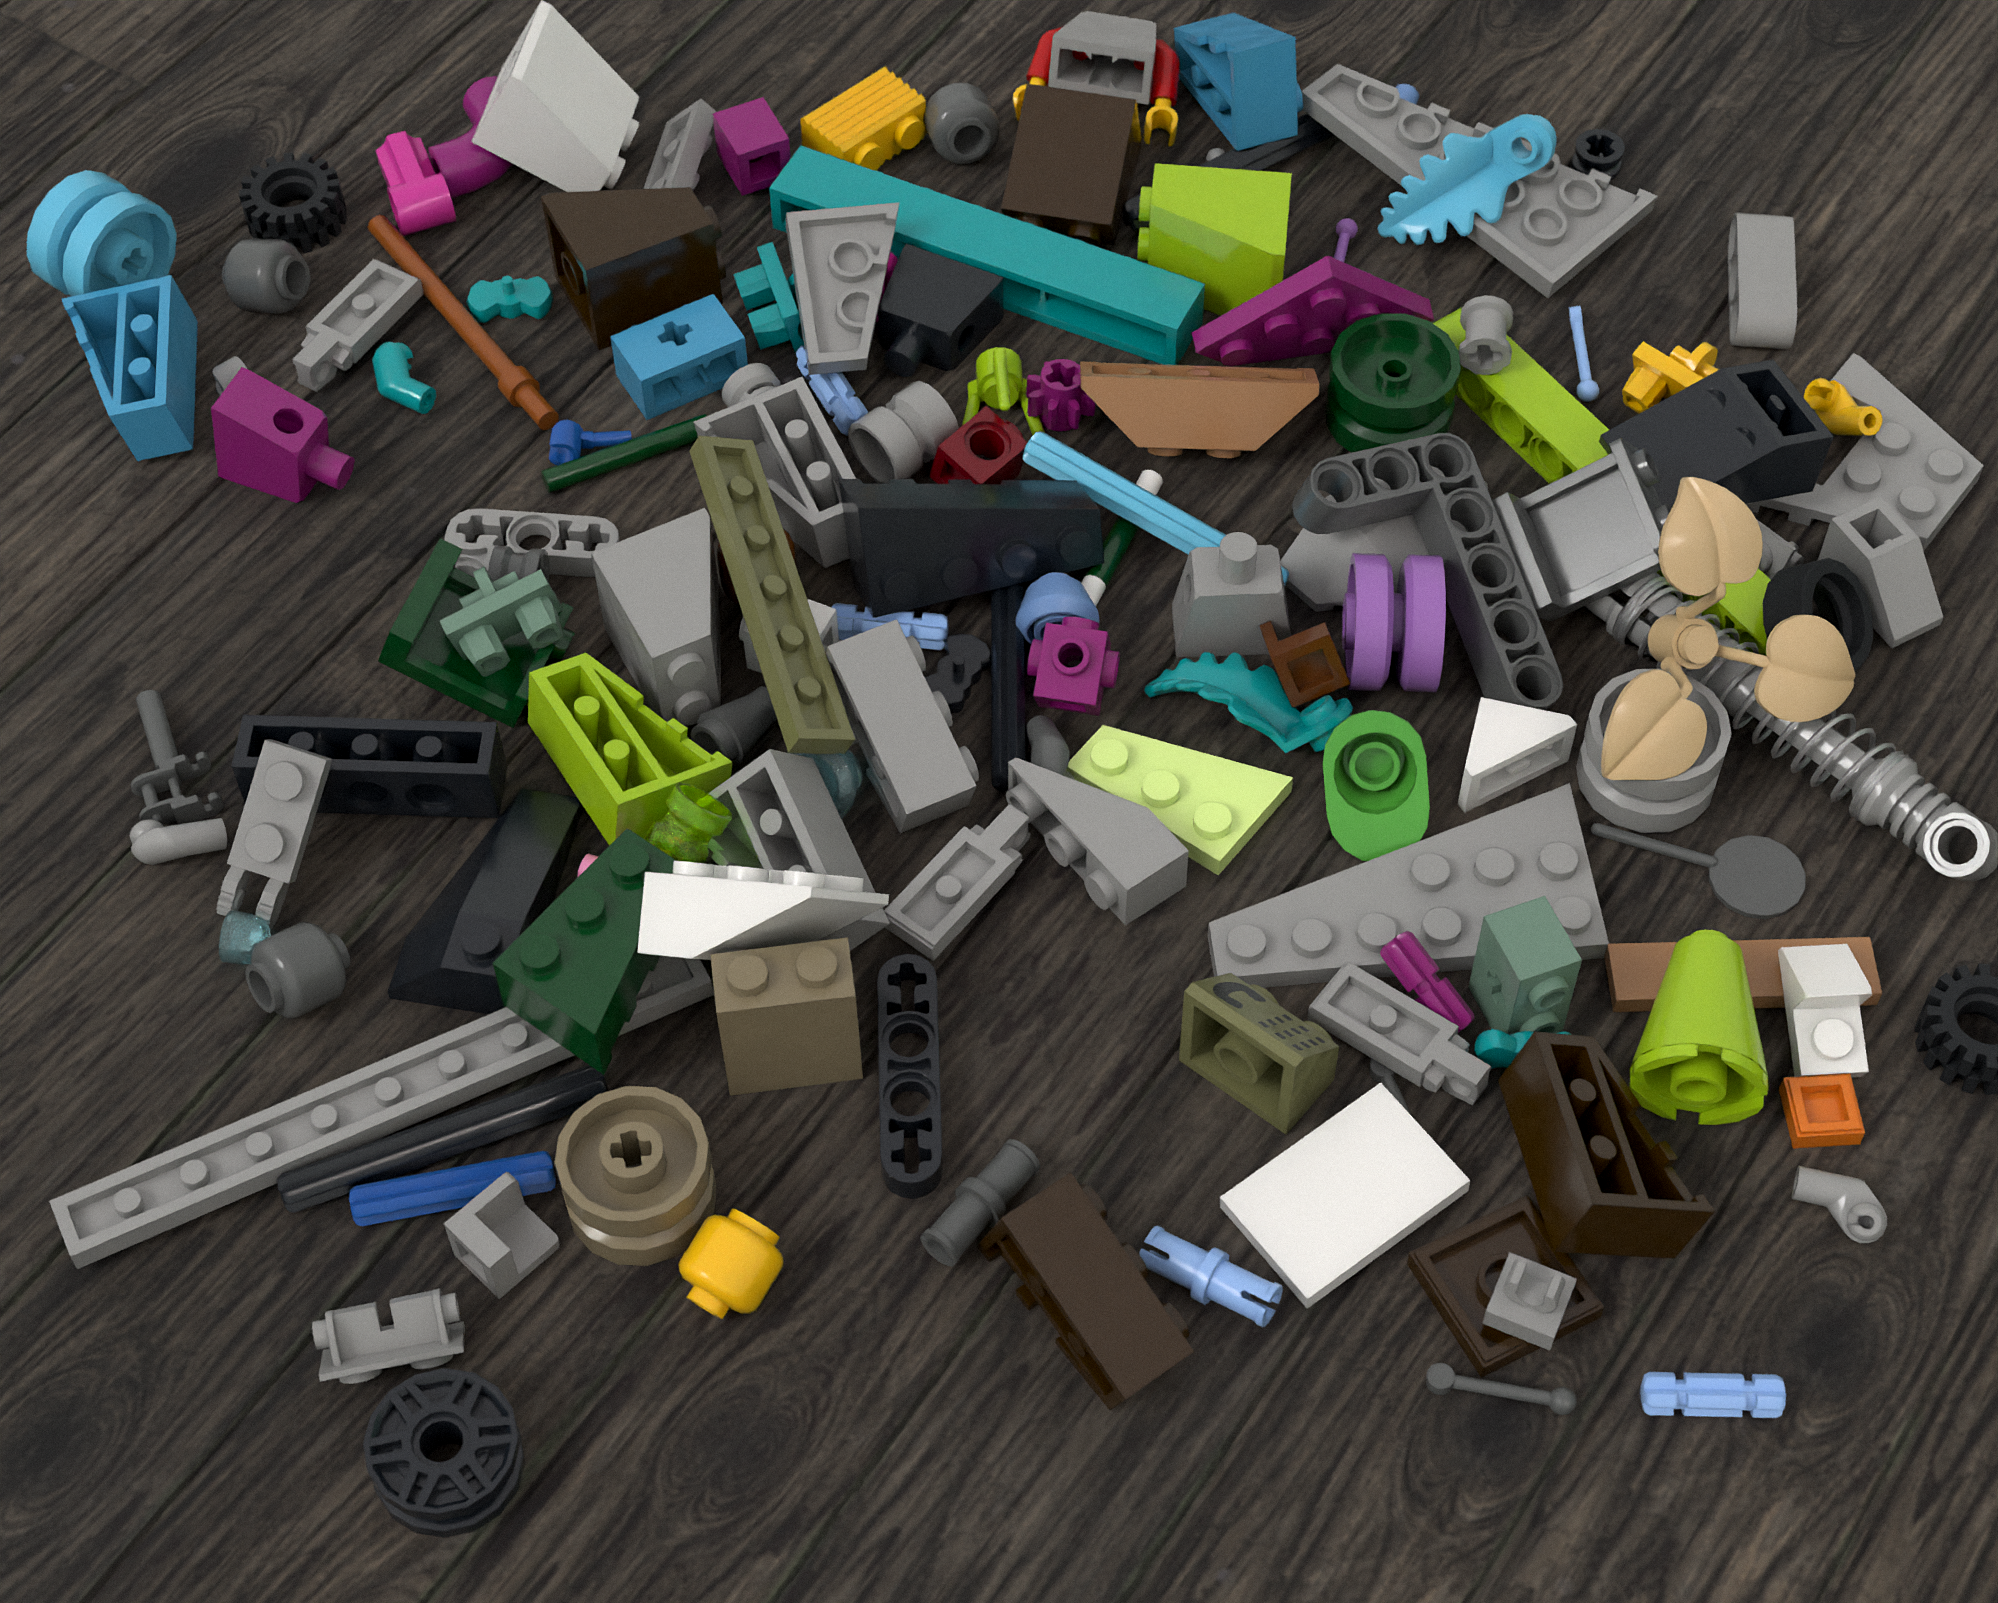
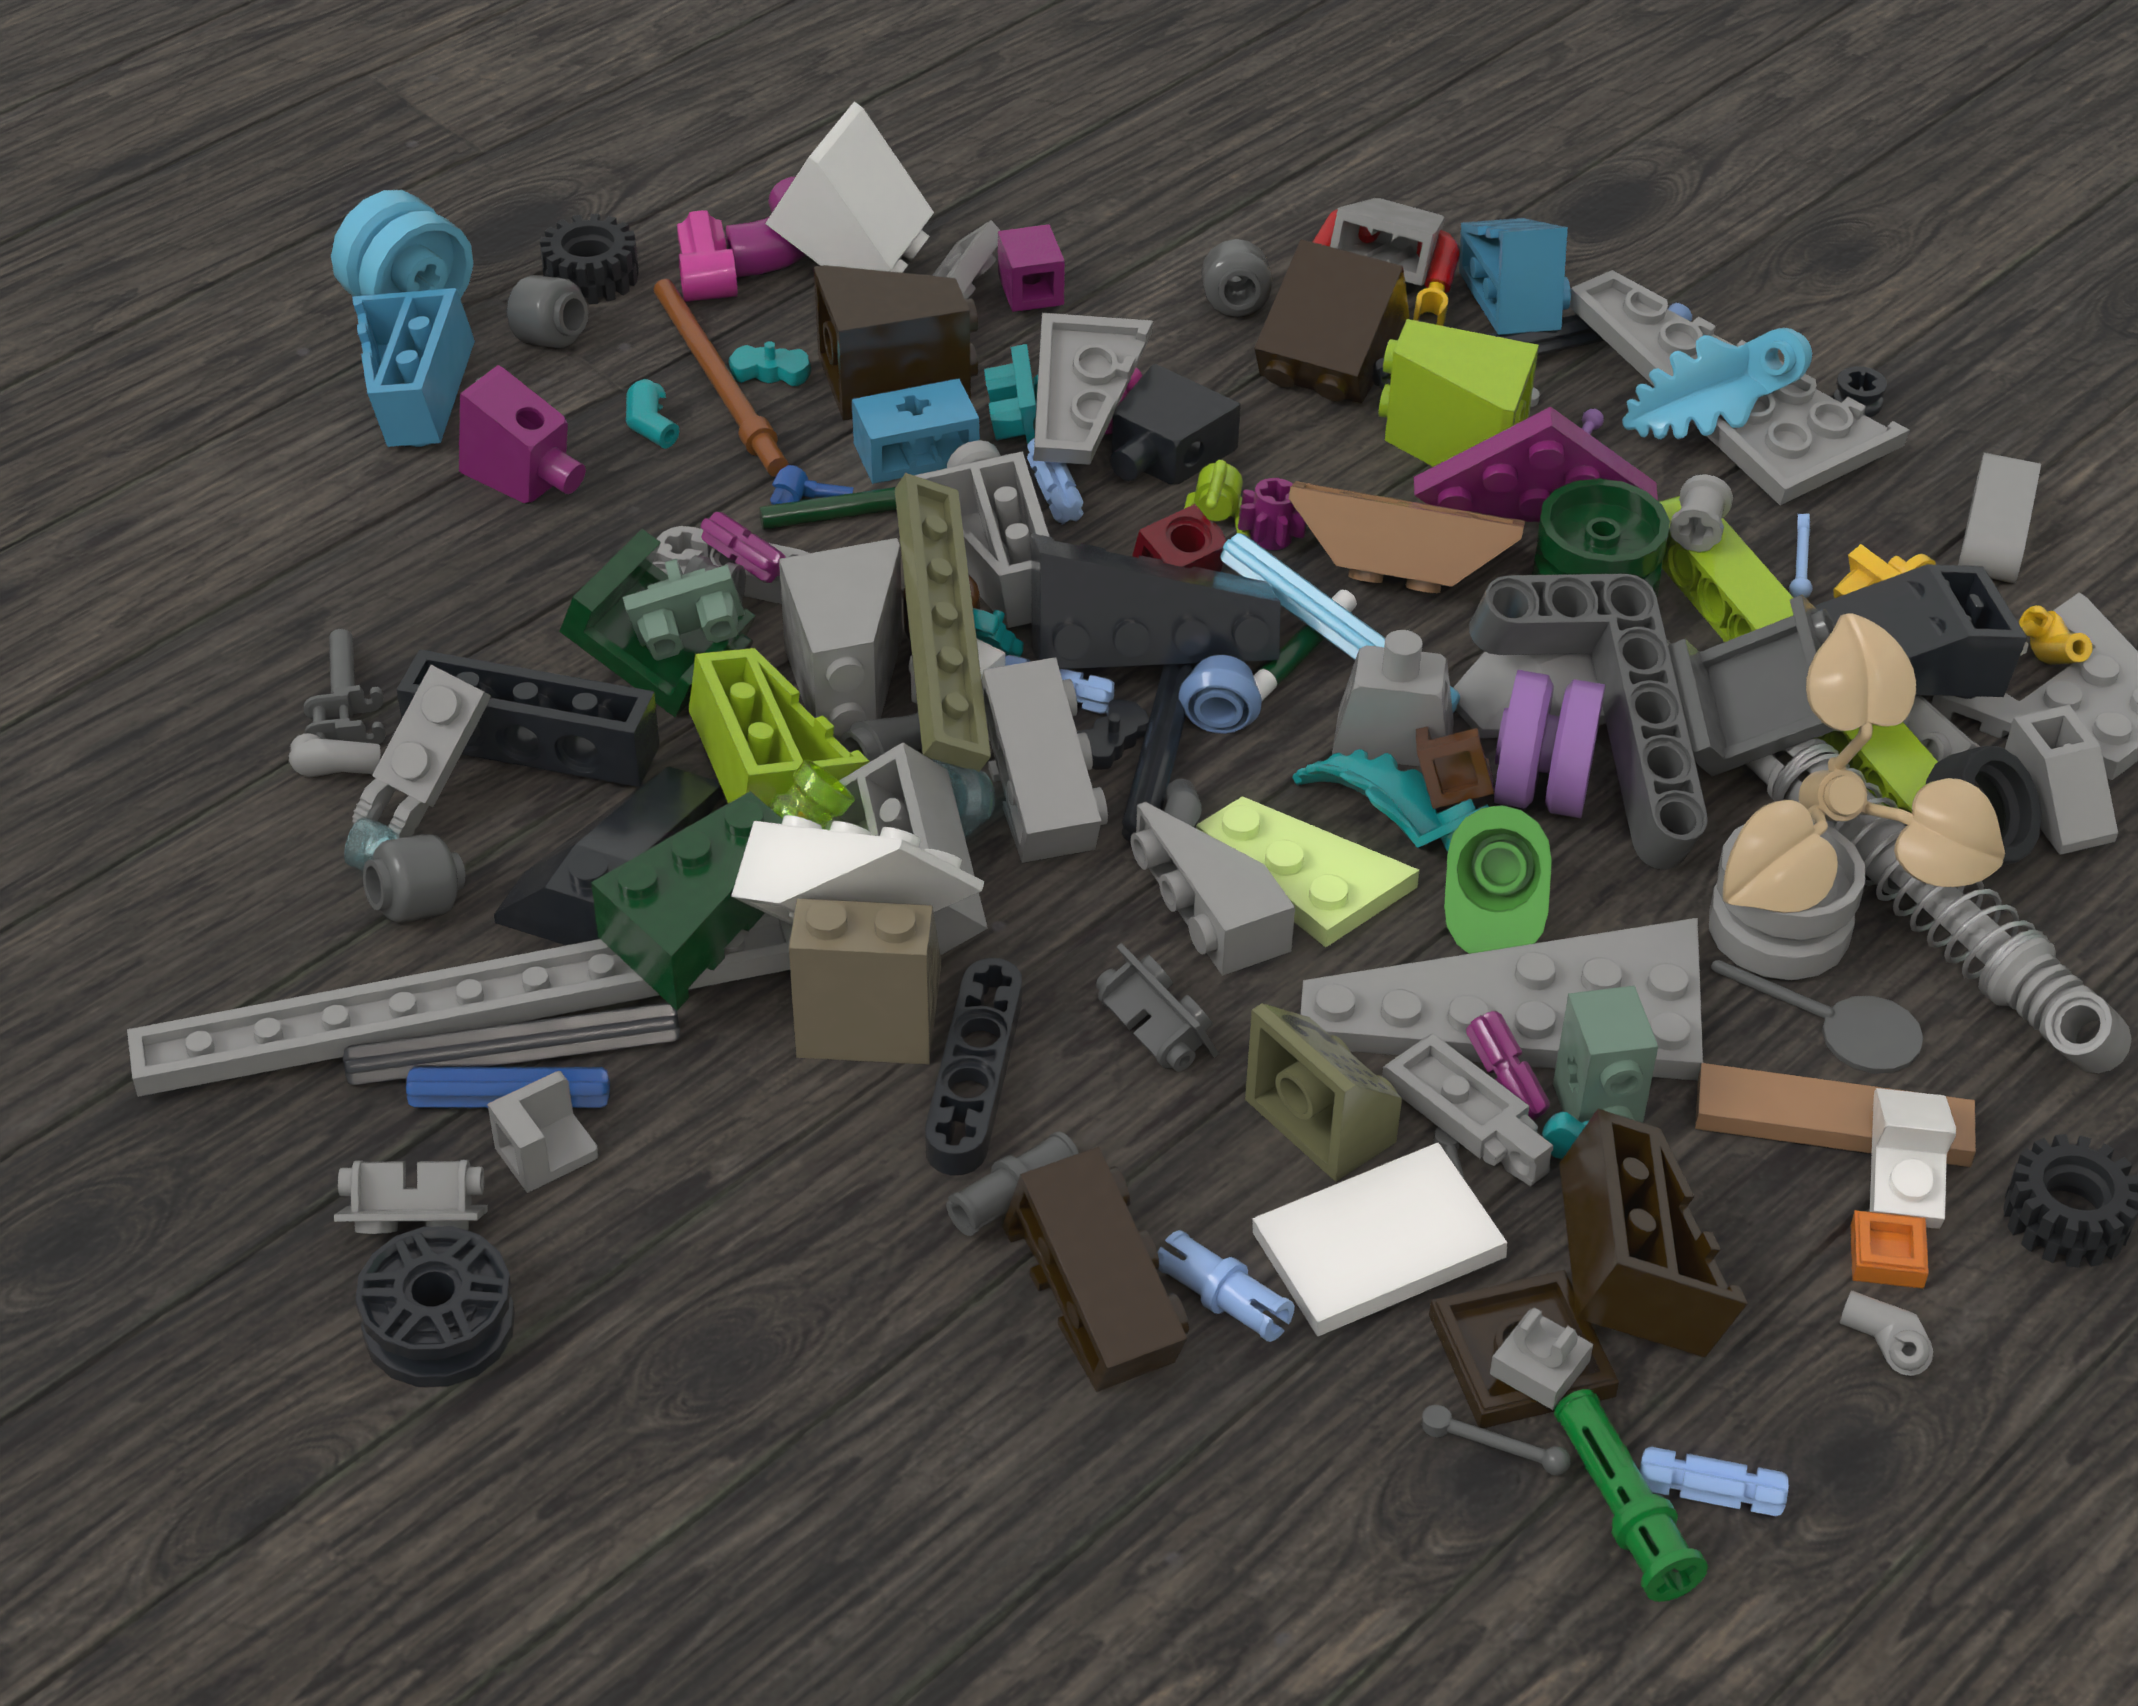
camera: 10 degrees right, 10 degrees down
(354, 322) = (618, 361): light grey hinge -> none
(550, 530) = (742, 546): none -> magenta piece
(636, 1175) = (684, 1099): dark tan wheel -> none
(731, 1264) = (755, 1192): yellow head -> none
(820, 587) = (994, 632): none -> teal piece
(867, 121) = (1142, 268): yellow brick -> none
(904, 434) = (1110, 517): light grey wheel -> none
(958, 883) = (1065, 907): light grey hinge -> none
(1042, 271) = (1279, 408): teal brick -> none
(1078, 687) = (1223, 739): magenta brick -> none
(1094, 999) = (1174, 1026): none -> dark grey hinge
(1512, 748) = (1644, 878): white slope -> none
(1657, 1451) = (1641, 1519): none -> green pin
(1702, 1037) = (1772, 1155): lime cone -> none

